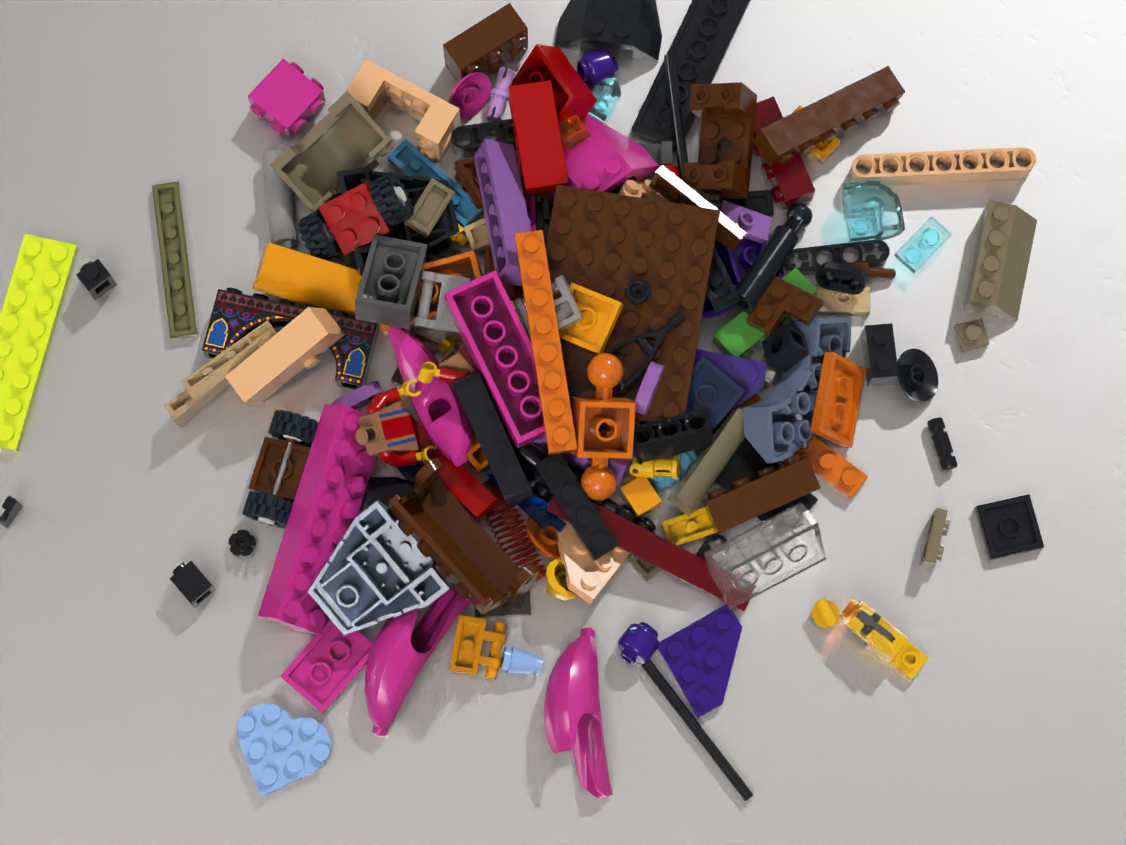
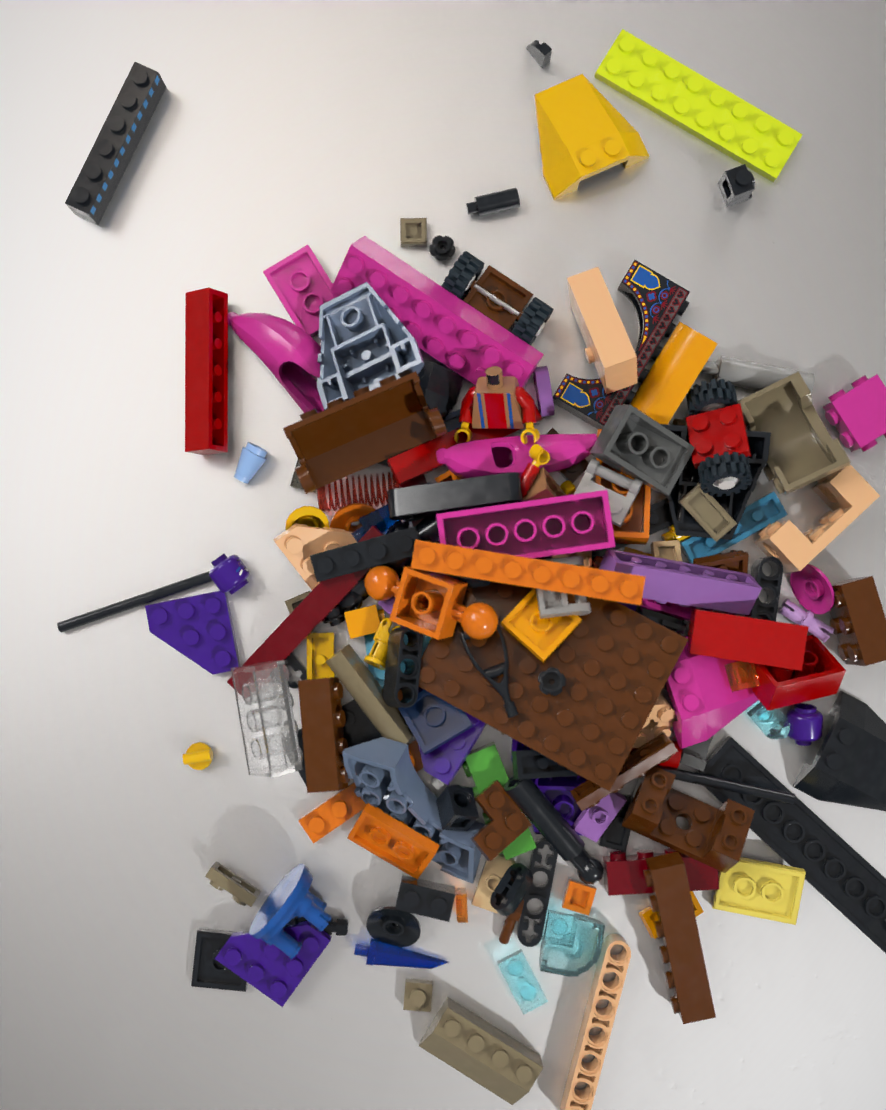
camera: 110 degrees right, 10 degrees up
(84, 444) = (582, 135): none -> yellow wedge
(175, 261) = (733, 265): olive tile -> none
(180, 506) = (494, 202): none -> black cylinder
(192, 583) = (419, 192): black brick -> none
(211, 379) = (602, 253): tan wedge -> none
(233, 578) = (413, 232): none -> dark tan tile
(281, 748) = (247, 228): light blue plate -> none
(443, 733) = (206, 371): none -> red brick
(468, 647) = (273, 417): light orange plate -> none
(574, 713) = (186, 494): dark pink piece -> none
(648, 387) = (453, 659): medium lavender beam -> none
(762, 60) = (760, 890): none -> light yellow tile
(827, 218) = (578, 897): none -> orange plate
(874, 318) = (461, 905): none -> clear orange tile
(883, 638) = (156, 801): yellow plate -> none
(933, 478) = (284, 903): none -> blue piece
(945, 374) = (390, 955): none -> clear blue bar
(986, 475) = (269, 967): none -> dark purple plate

